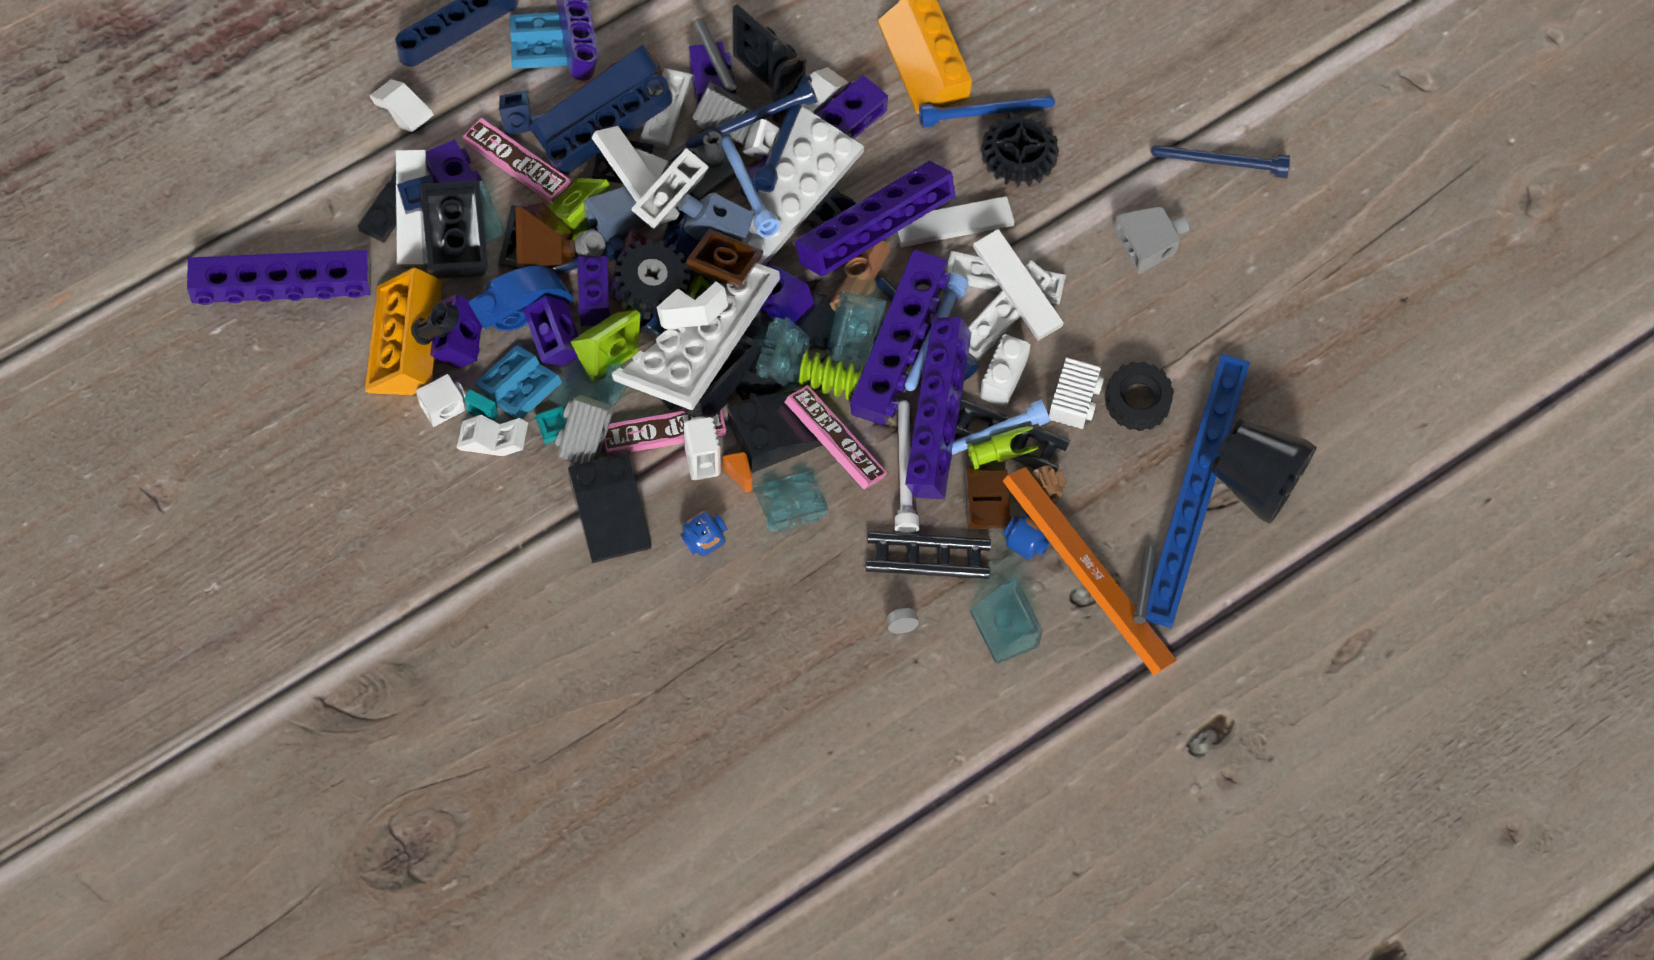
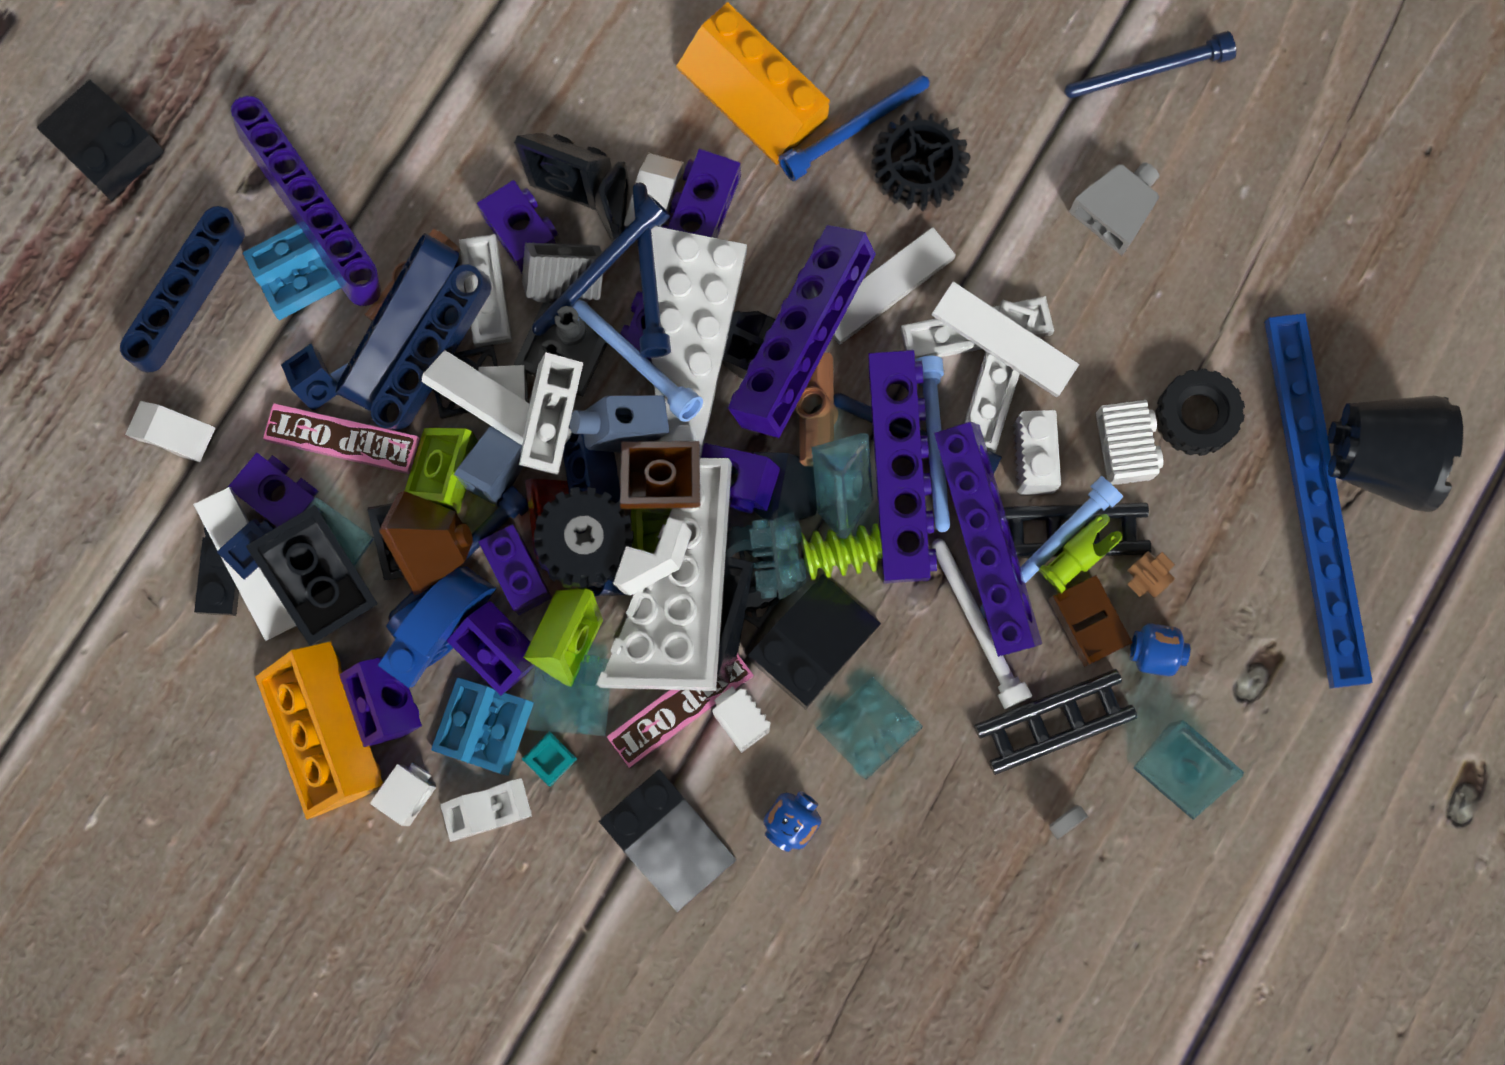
camera: 20 degrees left, 15 degrees up
(265, 268) = (39, 763): dark purple brick -> none
(437, 324) = (352, 716): black connector -> none
(480, 405) = (454, 781): teal tile -> none
(584, 430) = (594, 761): light grey brick -> none
(590, 243) = (484, 516): light grey tile -> none
(714, 54) = (513, 202): dark grey bar -> none
(738, 469) = (794, 719): orange slope -> none
(760, 139) = (622, 290): white slope -> none
(835, 437) = (885, 627): tile -> none
(1088, 570) = (1253, 664): orange tile -> none
(1144, 584) = (1318, 648): dark grey bar -> none

